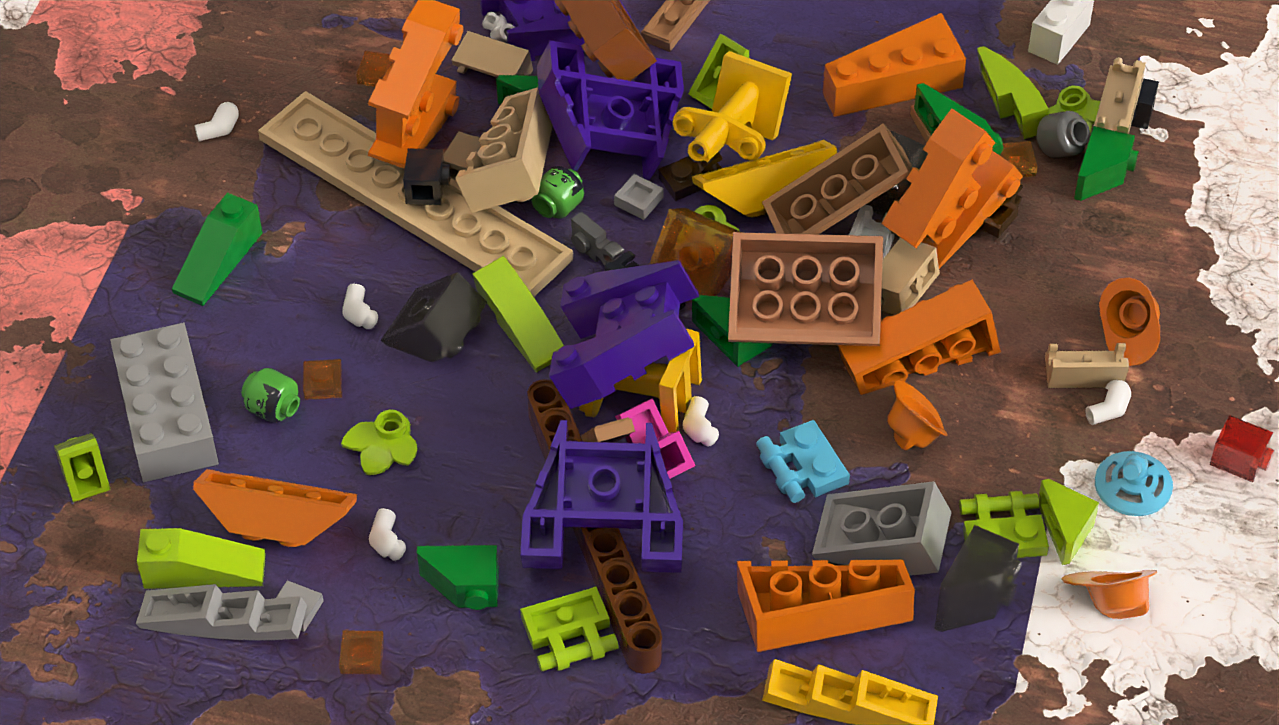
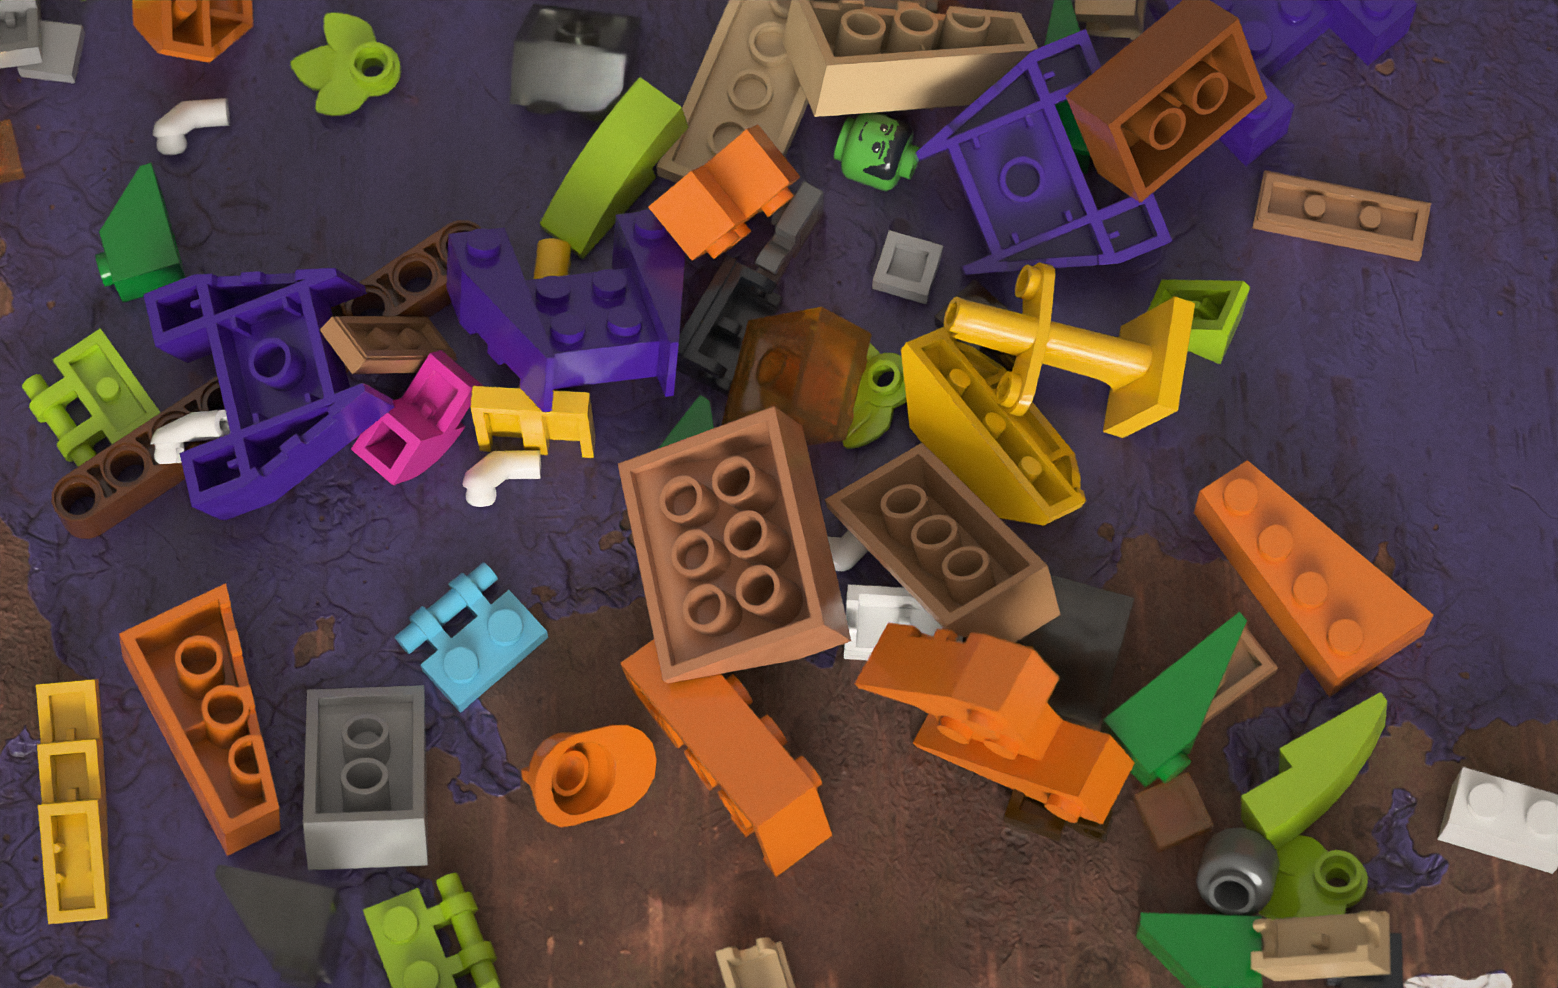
camera: 75 degrees right, 20 degrees up
(568, 248) = (717, 199): none -> orange brick
(623, 553) = (192, 427): none -> white arm
(907, 275) = (834, 700): tan hinge -> none

